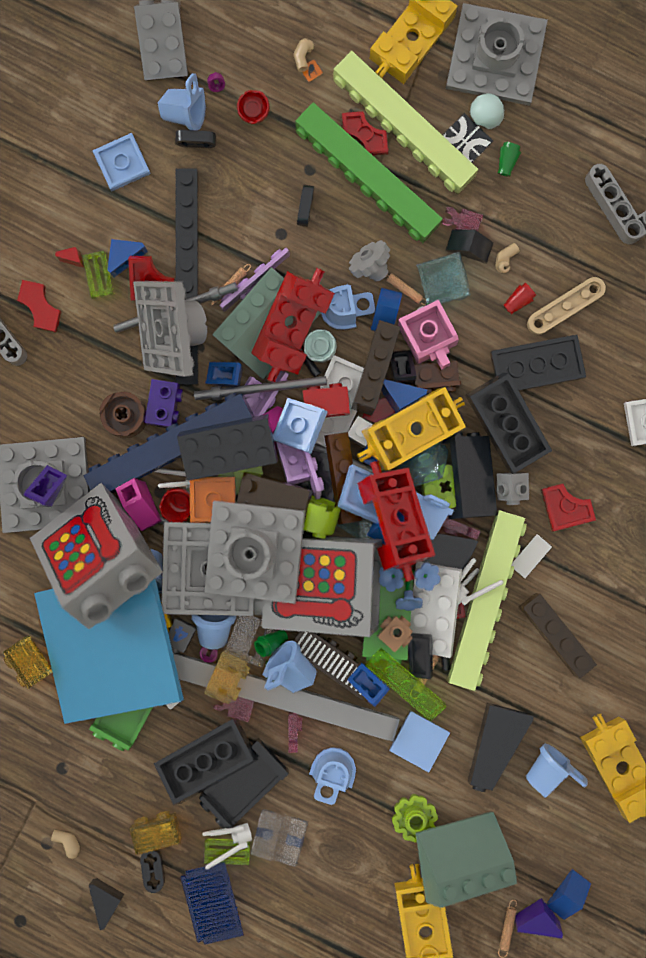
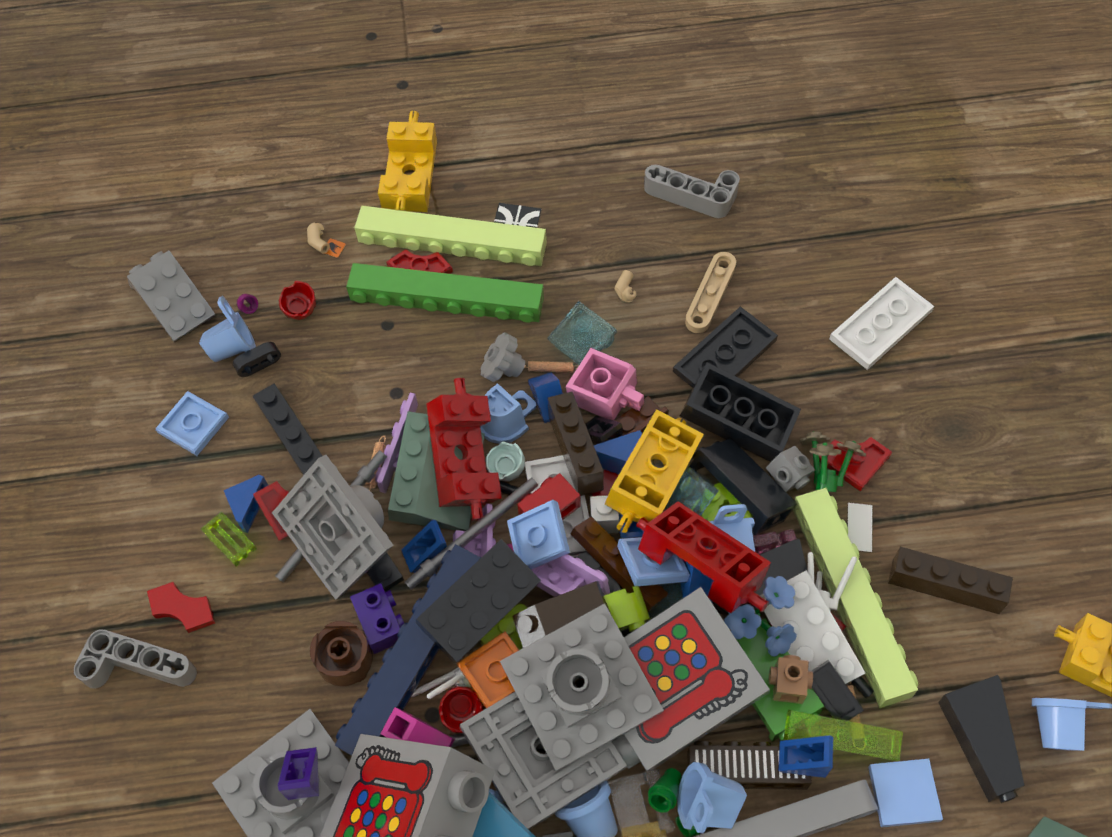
camera: 30 degrees left, 25 degrees down
(70, 256) = (188, 537): red slope -> none
(305, 205) = (404, 352): black beam -> none
(465, 221) = (565, 280): clear pink plate -> none
(470, 244) = (587, 291): black slope -> none
(487, 110) = (518, 187): light aqua hair -> none
(496, 54) = (494, 145): light grey piece -> none
(508, 157) = (565, 210): green cone -> none
(520, 298) = (664, 309): red cone -> none
(533, 509) = (827, 478): none -> plant

